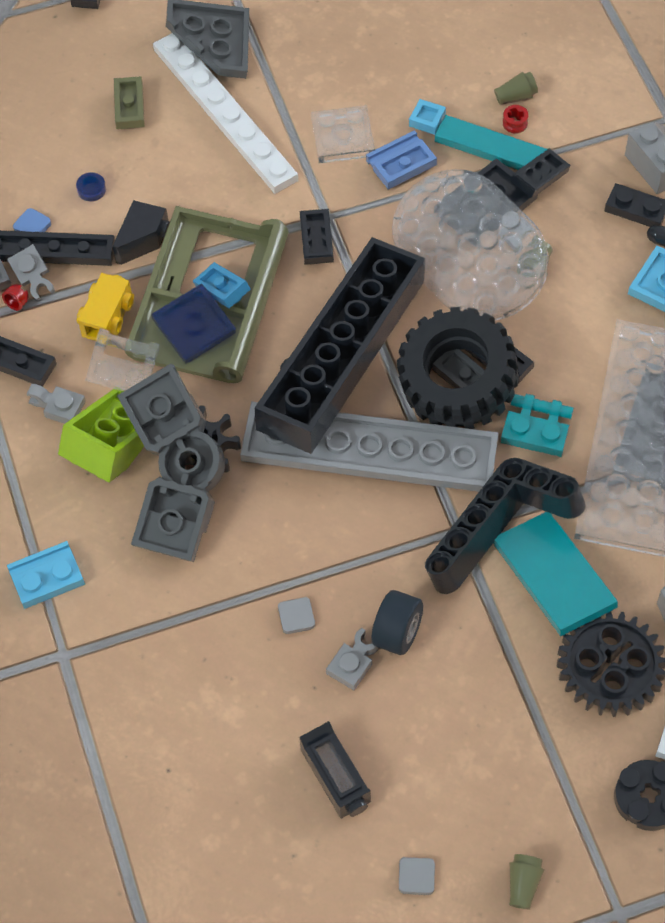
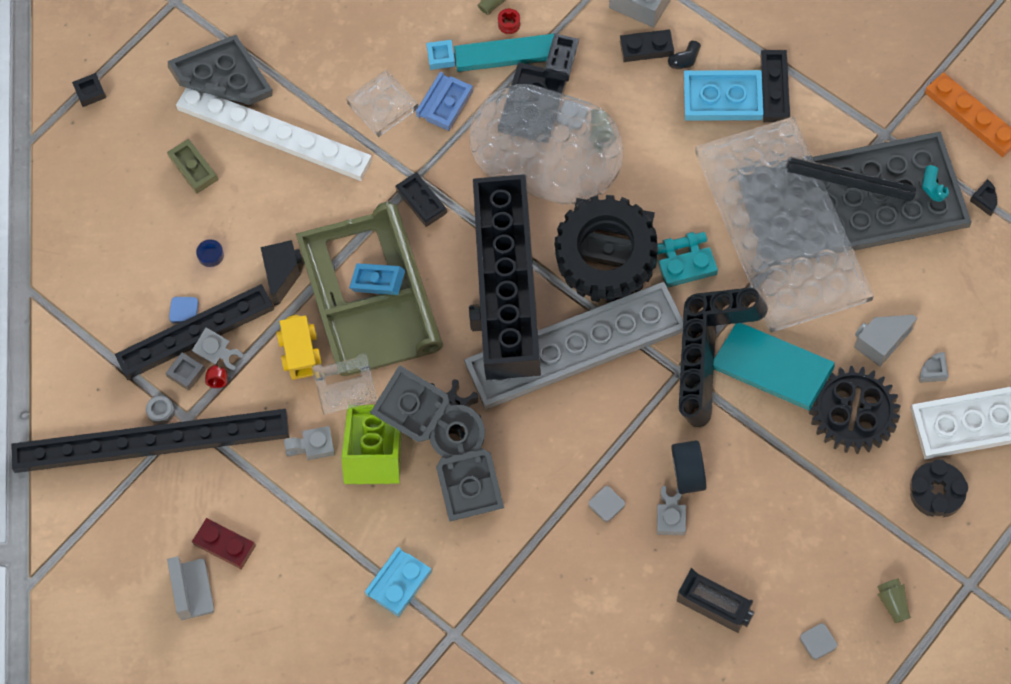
camera: 30 degrees left, 5 degrees up
(193, 323) = (377, 322): clear blue plate -> none

